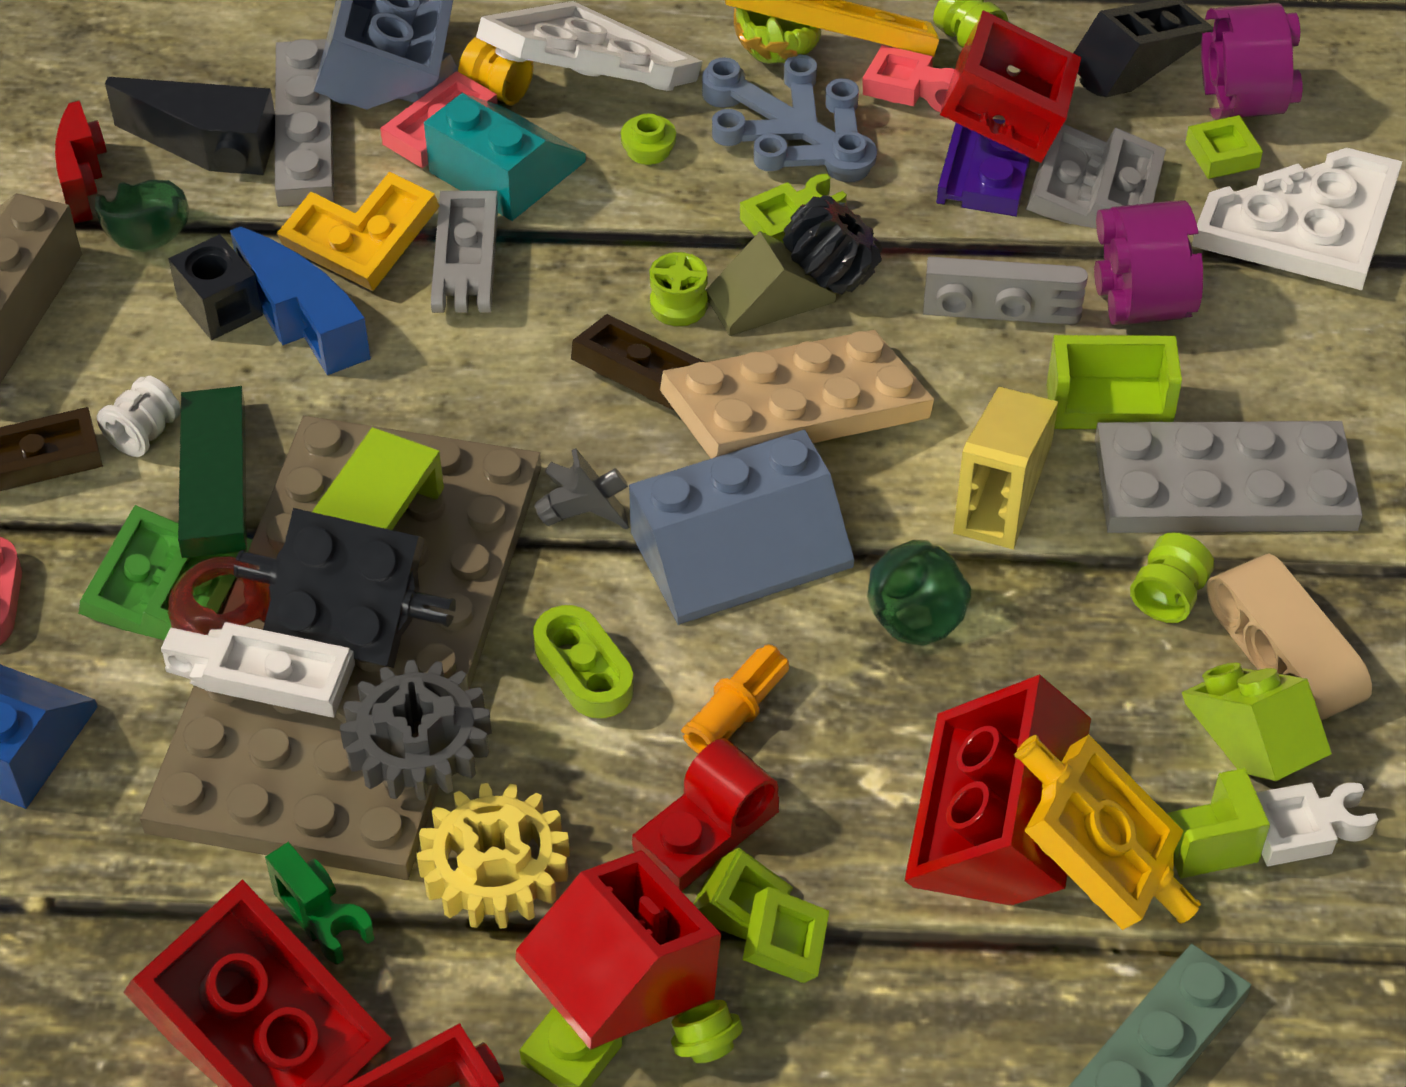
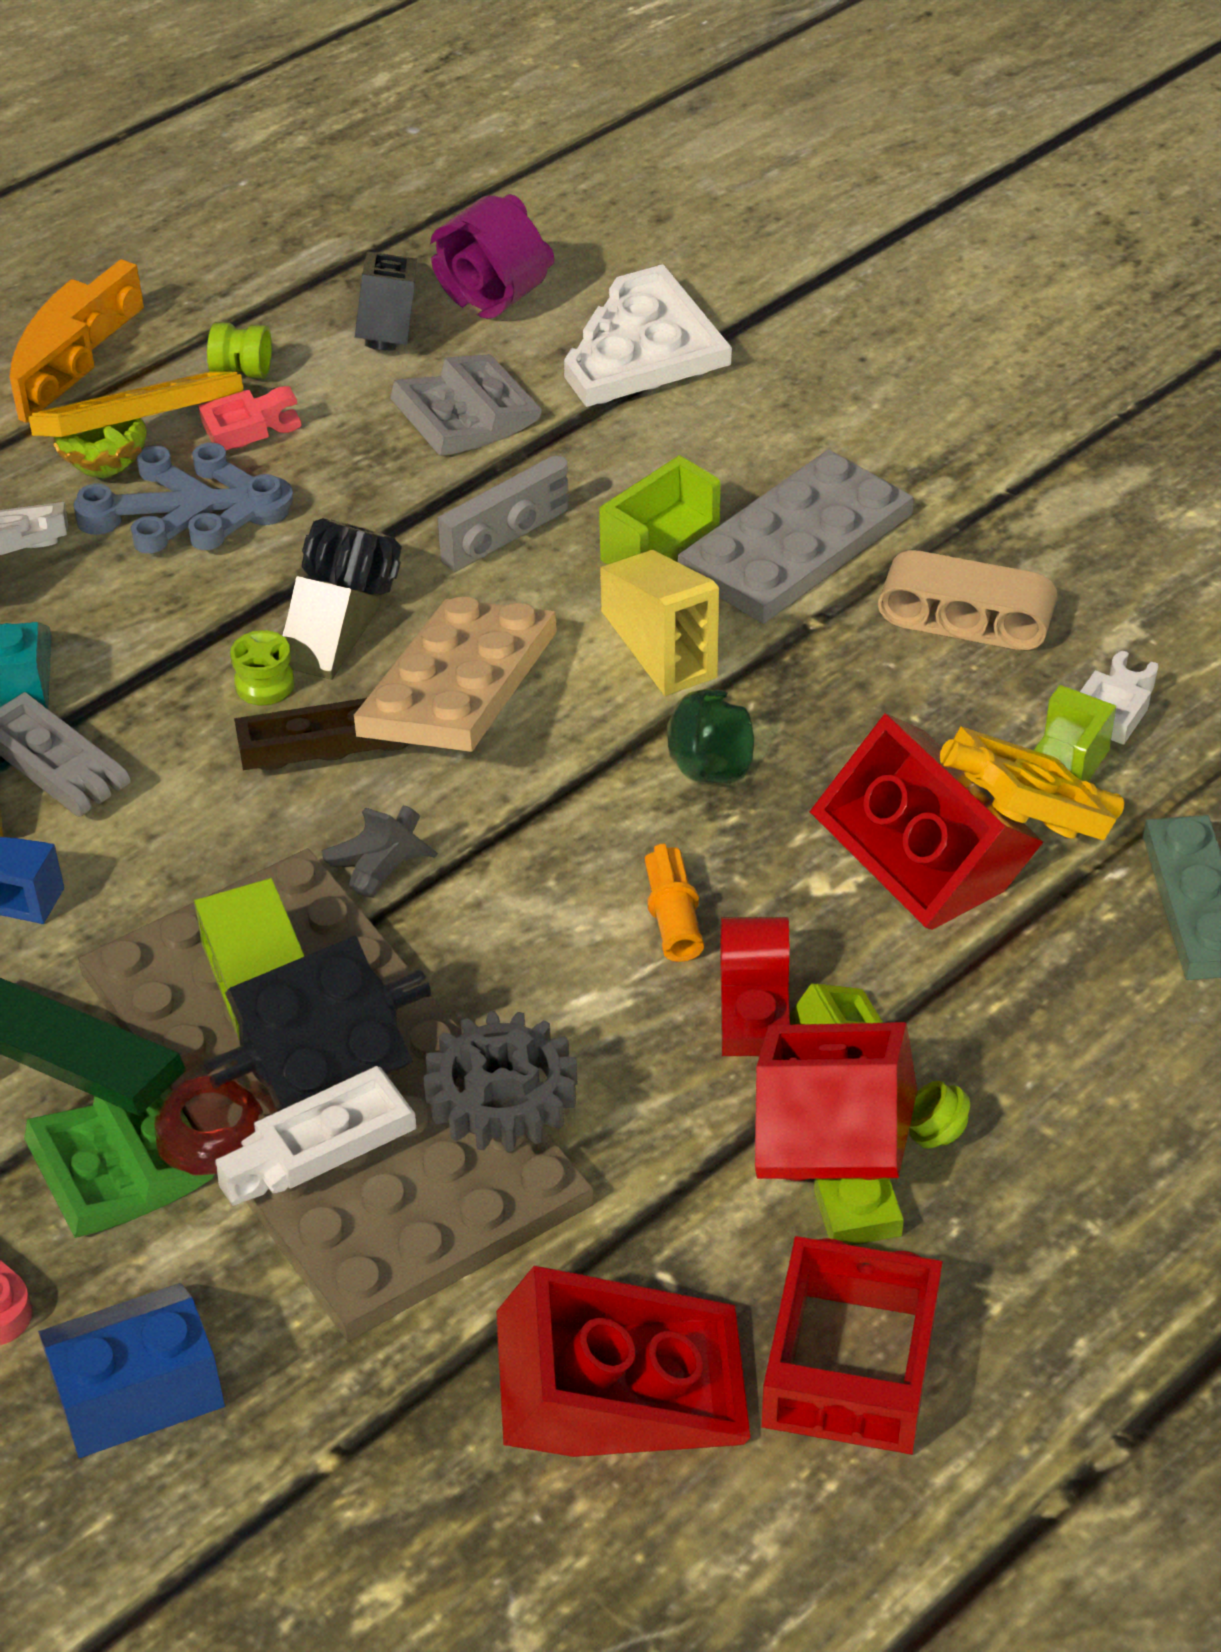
camera: 45 degrees left, 5 degrees down
(306, 894) = (564, 1253): green plate -> none
(493, 855) = (648, 1128): light yellow gear -> none
(588, 665) = (534, 958): lime plate -> none
(648, 138) = (89, 584): lime plate -> none
(740, 526) = (528, 789): sand blue slope -> none
(773, 208) = (272, 566): lime plate -> none
(786, 935) = (911, 1003): lime plate -> none
(982, 173) = (374, 443): dark purple plate -> none
(1030, 101) = (339, 362): red window -> none
(1148, 262) = (596, 422): magenta brick -> none
(1171, 579) = (854, 614): lime wheel -> none
(1223, 147) = (529, 328): lime plate -> none
(1260, 719) = (1016, 657): lime slope -> none

